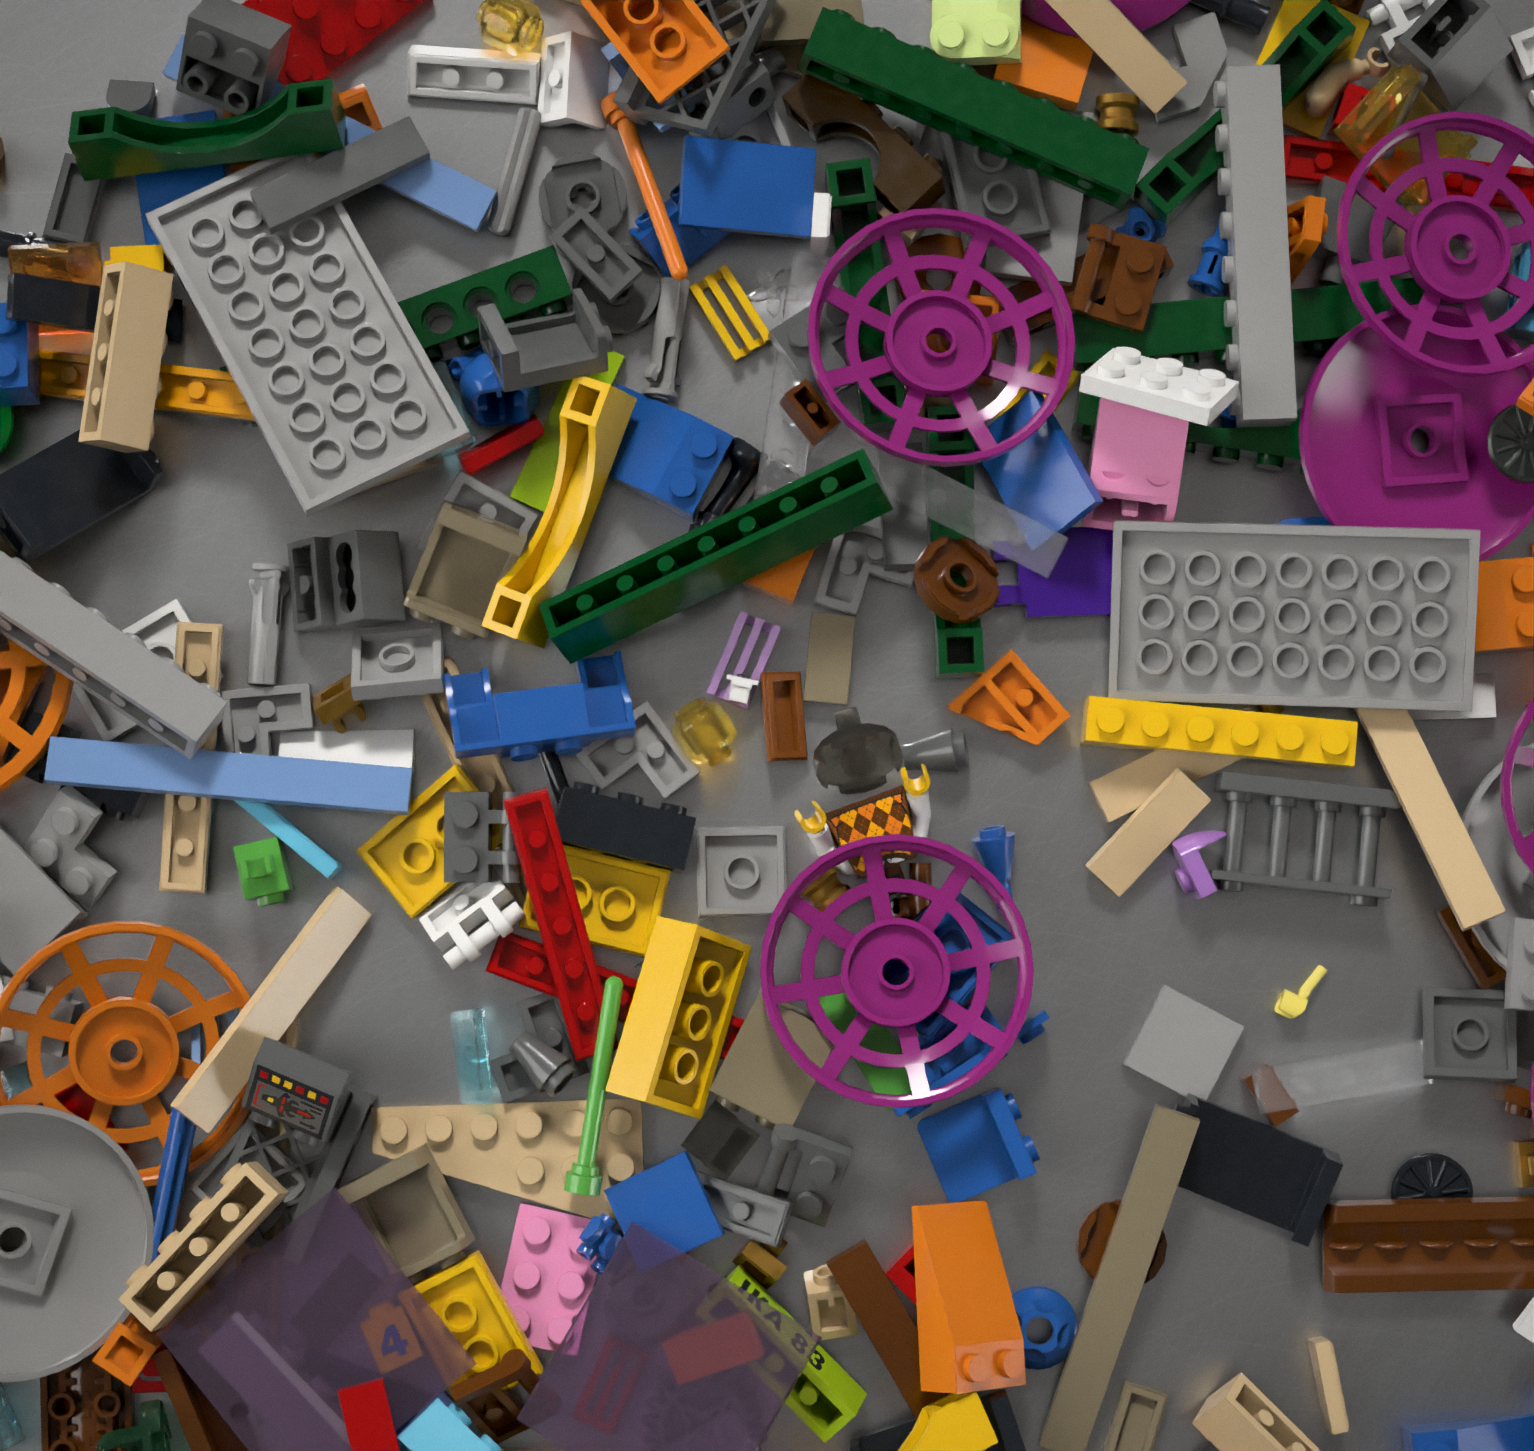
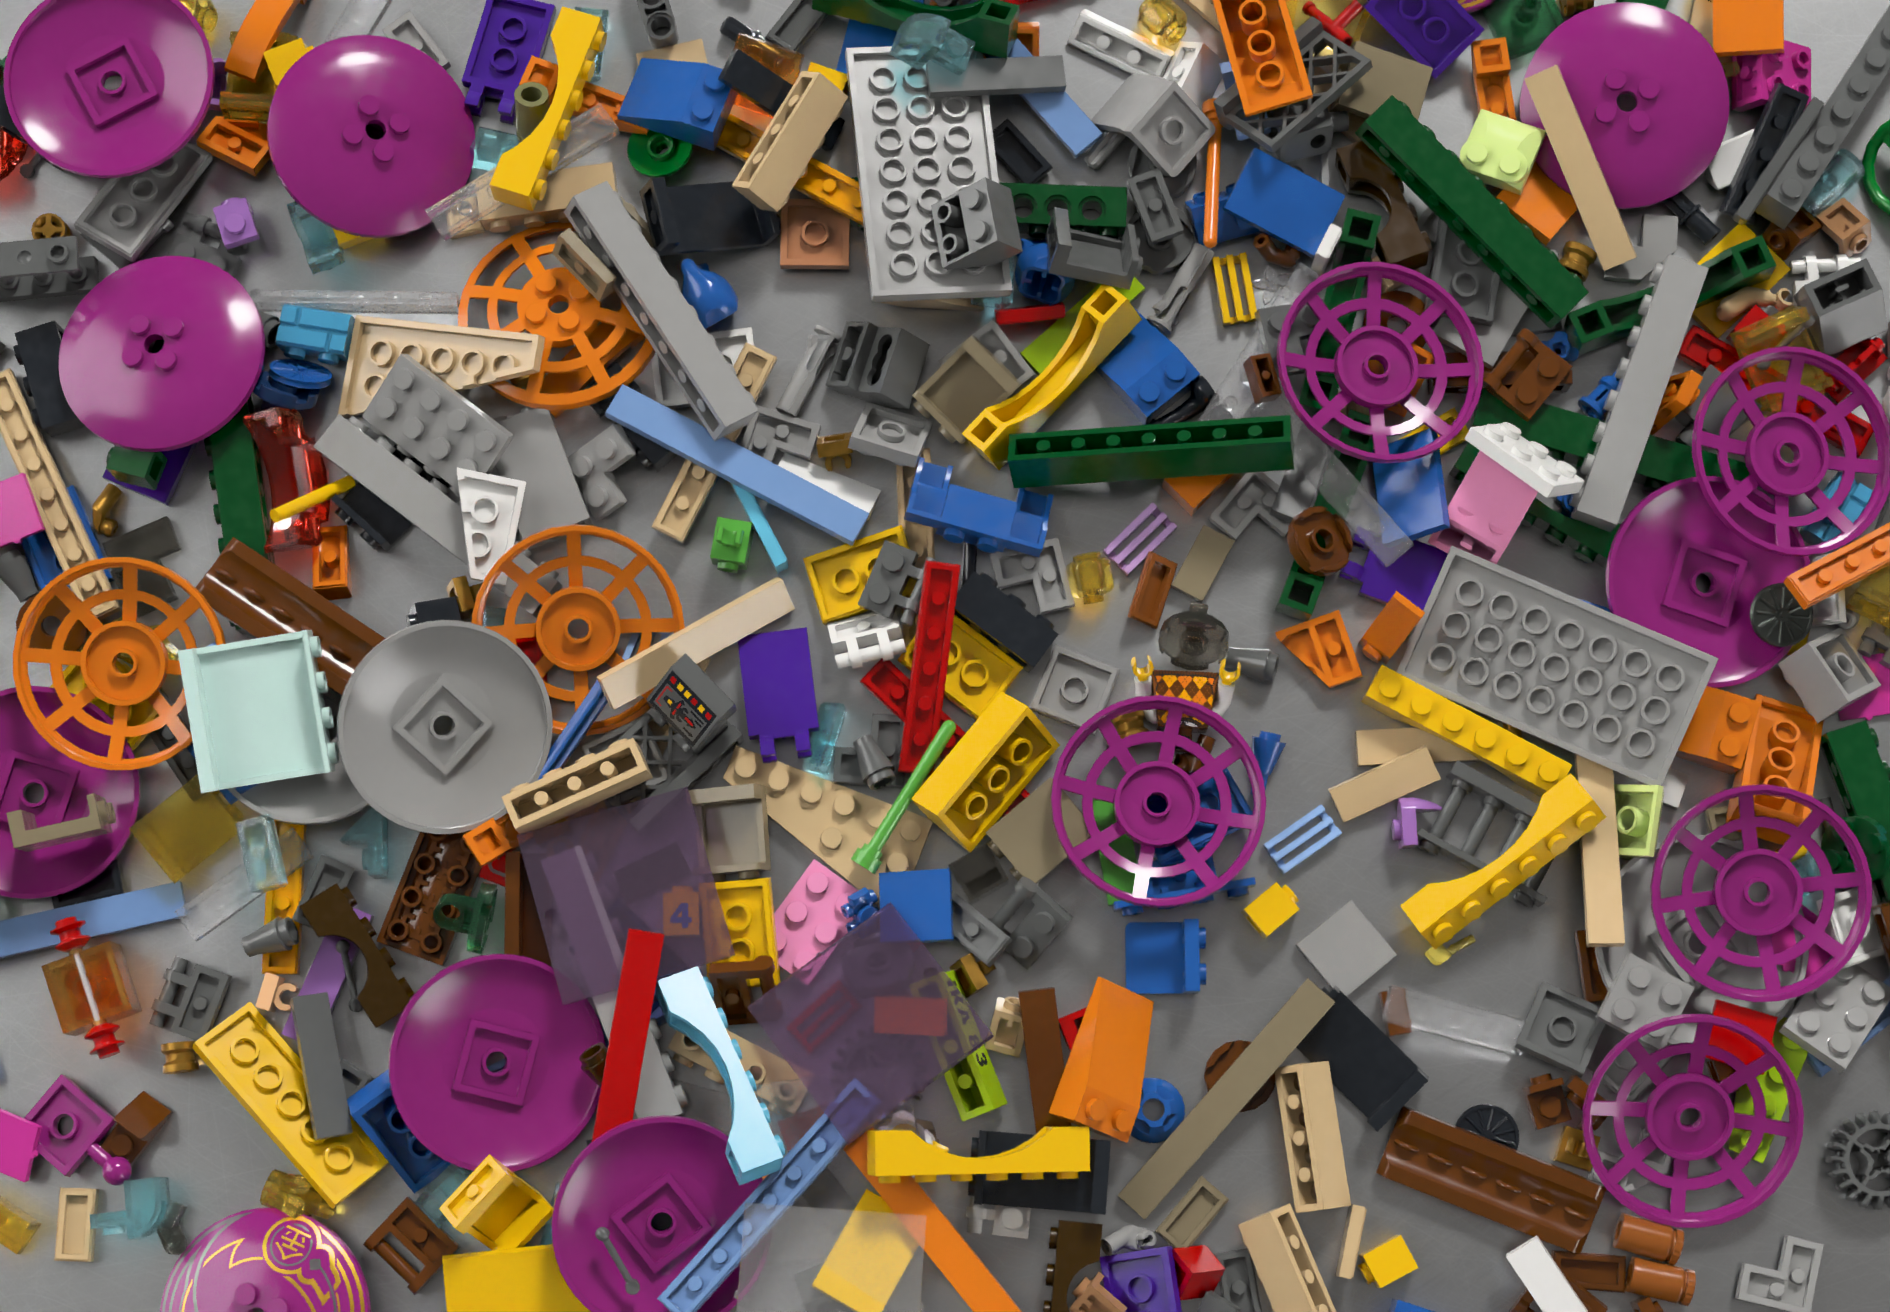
camera: 30 degrees right, 5 degrees down
(105, 581) = (707, 293): none -> blue piece
(204, 457) = (813, 236): none -> nougat plate
(242, 163) = (929, 38): none -> clear light blue brick
(394, 372) = (976, 226): none -> dark grey slope
(394, 1021) = (779, 690): none -> dark purple tile
(407, 255) = (1019, 154): none -> black tile
(554, 149) = (1158, 120): none -> light grey piece
(740, 687) = (1129, 556): white piece -> none
(758, 253) = (1272, 254): none -> reddish brown arm
(1078, 1036) = (1271, 909): none -> yellow brick
(1082, 650) = (1390, 628): none -> orange slope
(1099, 905) = (1326, 821): none -> light blue tile
(1235, 1284) = (1312, 1136): none -> tan brick
(1373, 793) = (1449, 906): none -> yellow arch
(1379, 1390) = (1386, 1262): none -> yellow brick
(1459, 754) = (1638, 819): none -> yellowish green slope
(1484, 1124) = (1546, 1101): none -> reddish brown bracket
(1494, 99) = (1862, 359): none -> red hinge

